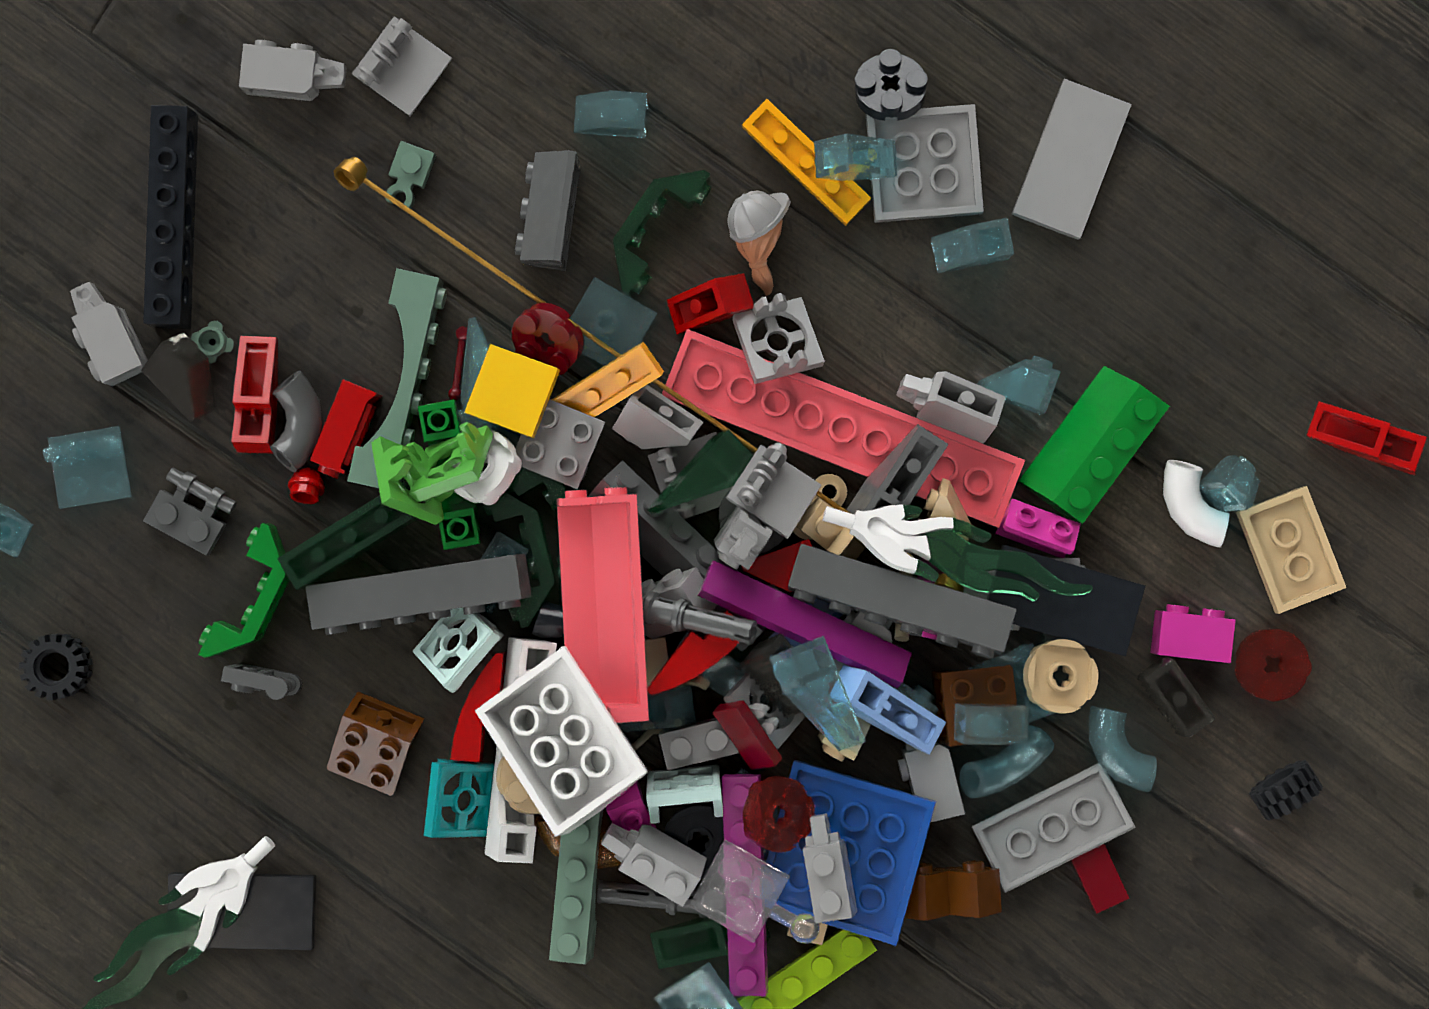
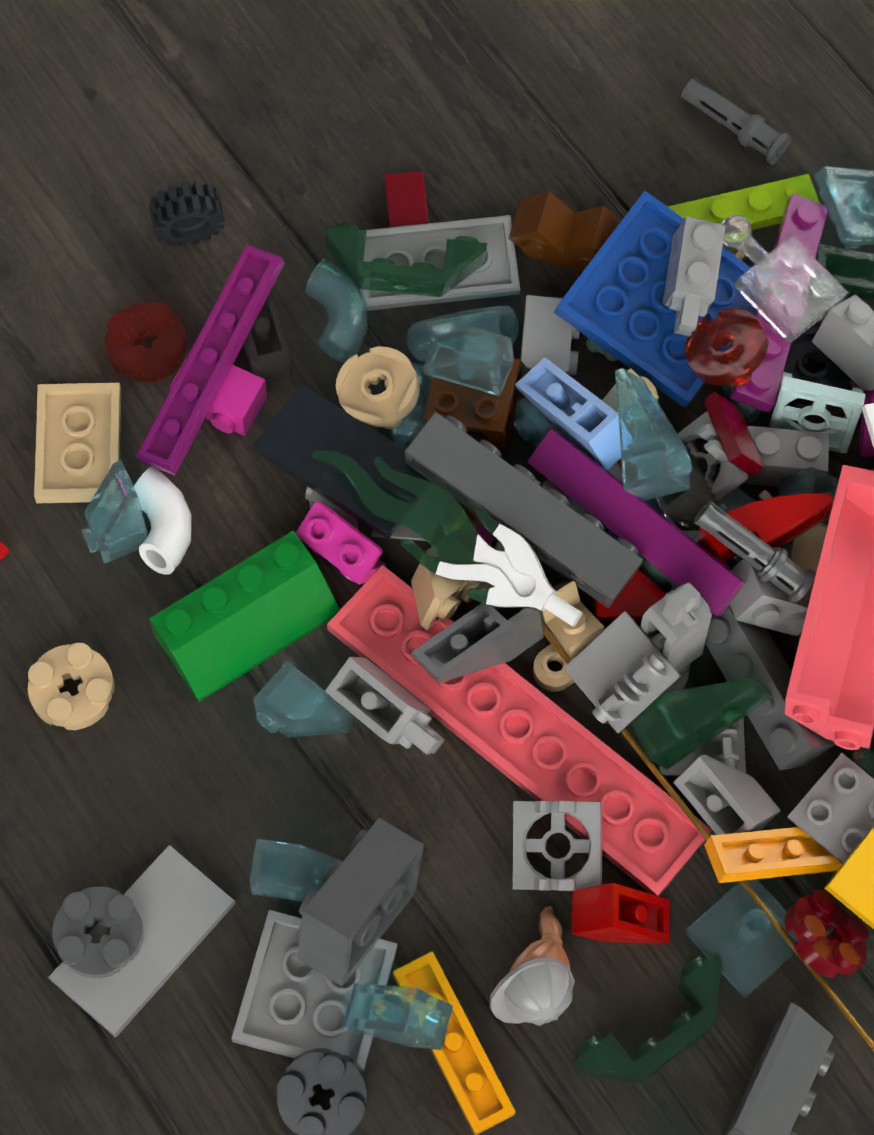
camera: 165 degrees left, 20 degrees down
(917, 231) = (358, 900): none -> dark grey brick
(1118, 129) = (114, 950): none -> dark grey plate
(1128, 800) = (349, 245): none -> clear green slope
(1210, 653) = (210, 359): none -> magenta tile
(1230, 338) = (73, 662): none -> tan plate

